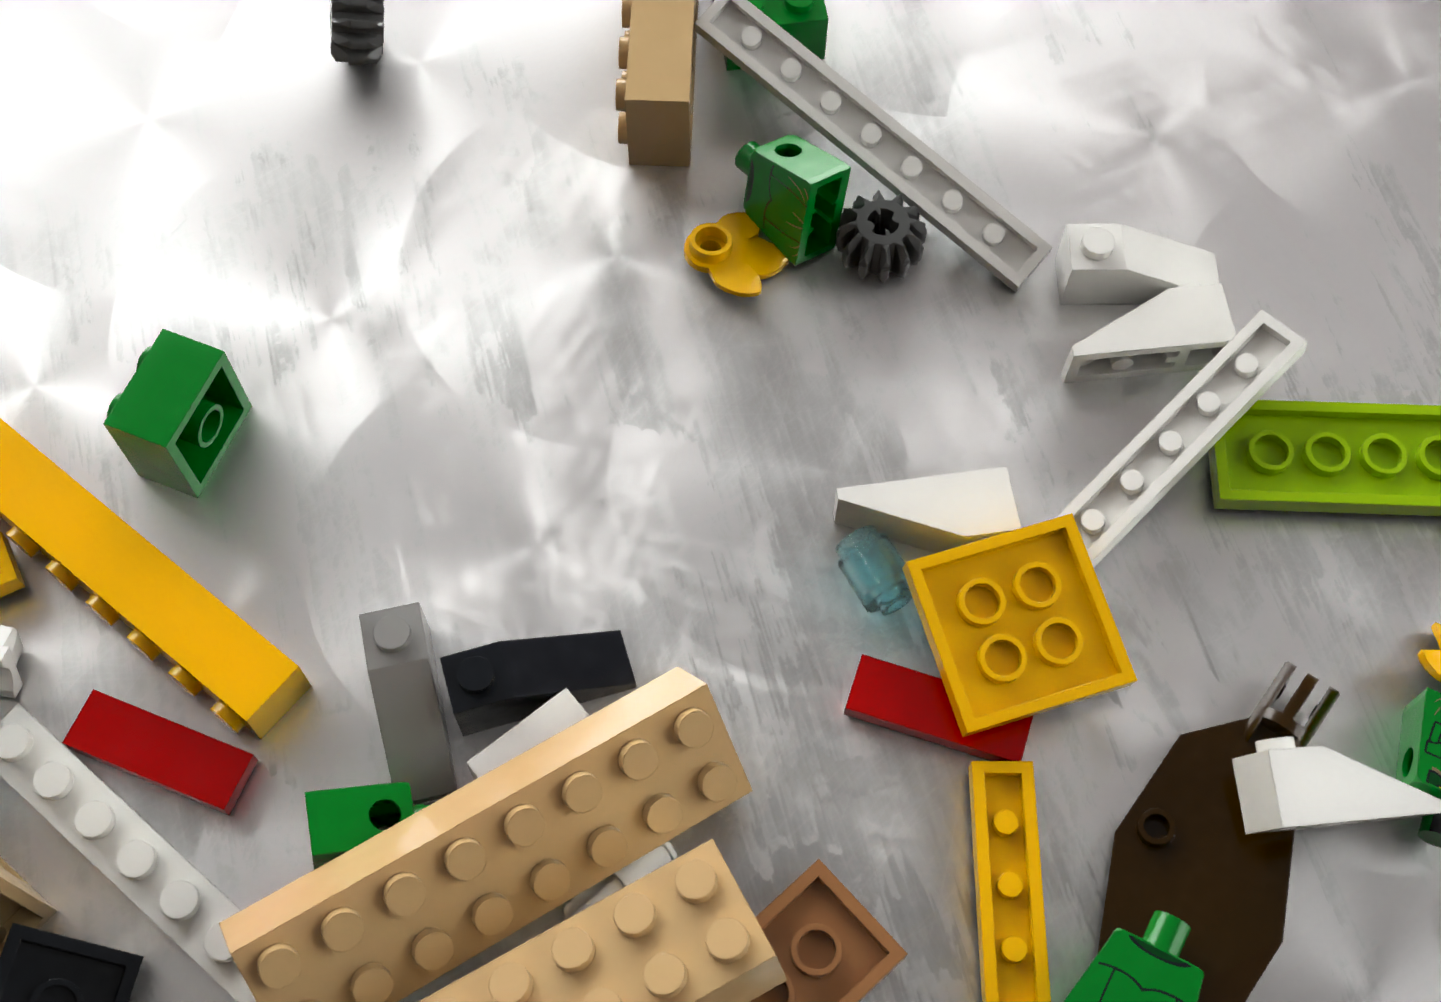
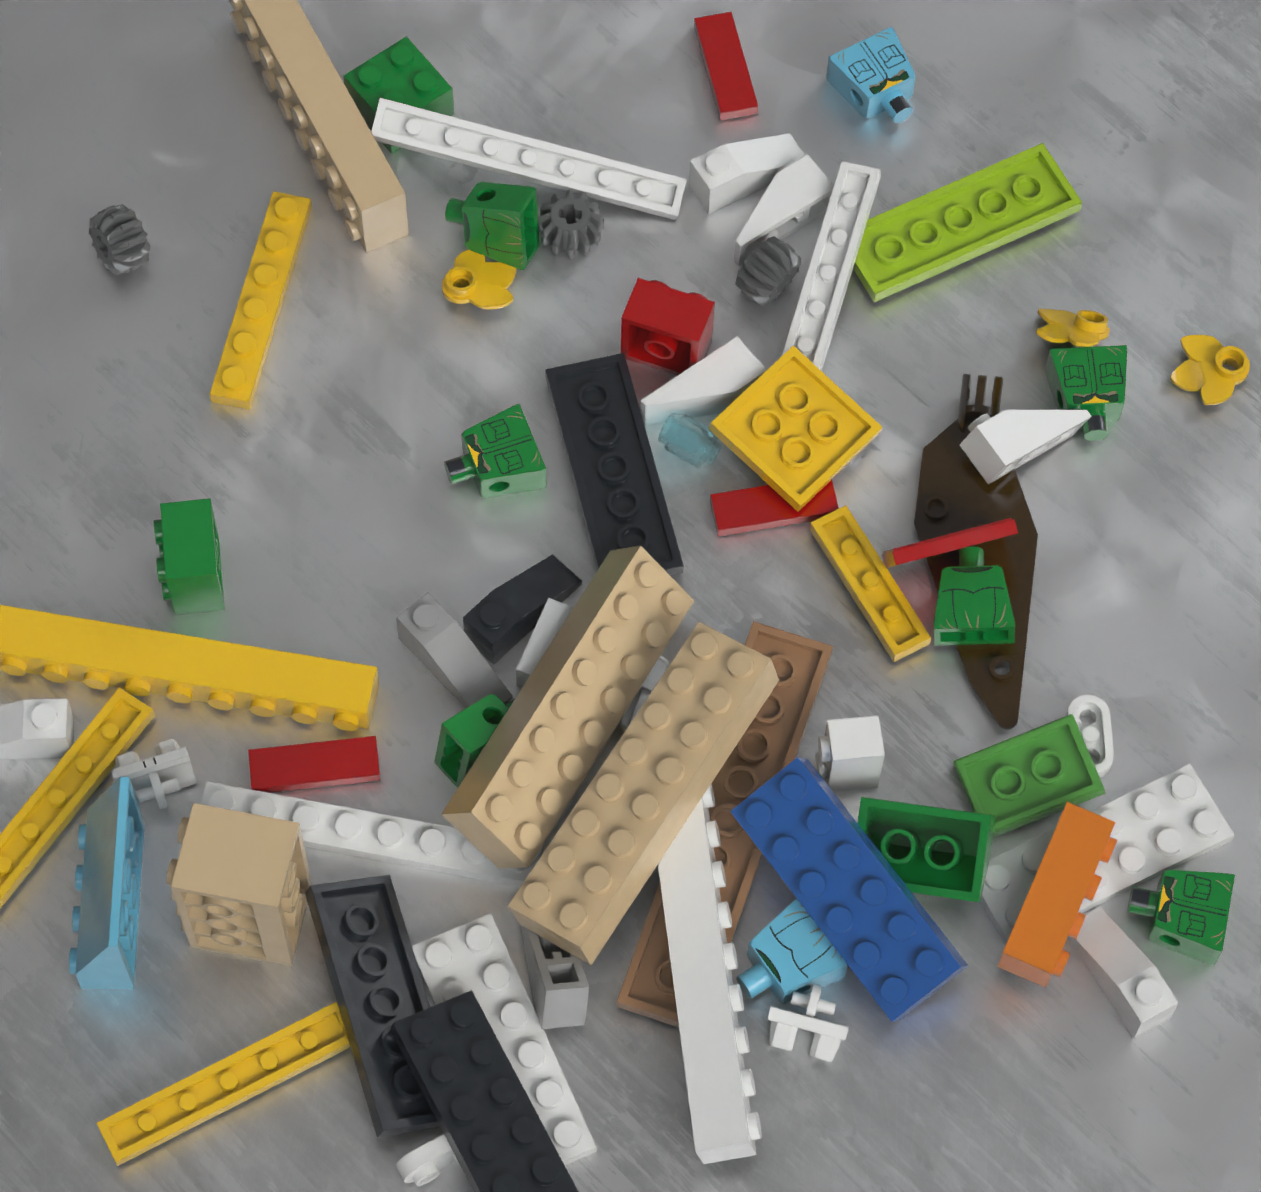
camera: 30 degrees left, 0 degrees up
(473, 163) = (261, 300): none -> yellow plate
(626, 472) = (499, 456): none -> green torso
(759, 558) = (612, 460): none -> black plate
(921, 410) = (666, 327): none -> red brick
(1093, 403) = (768, 271): none -> dark grey gear
(1147, 898) = (949, 542): none -> red tile
(1176, 142) = (725, 66): none -> red tile
(1359, 231) = (874, 76): none -> medium azure torso

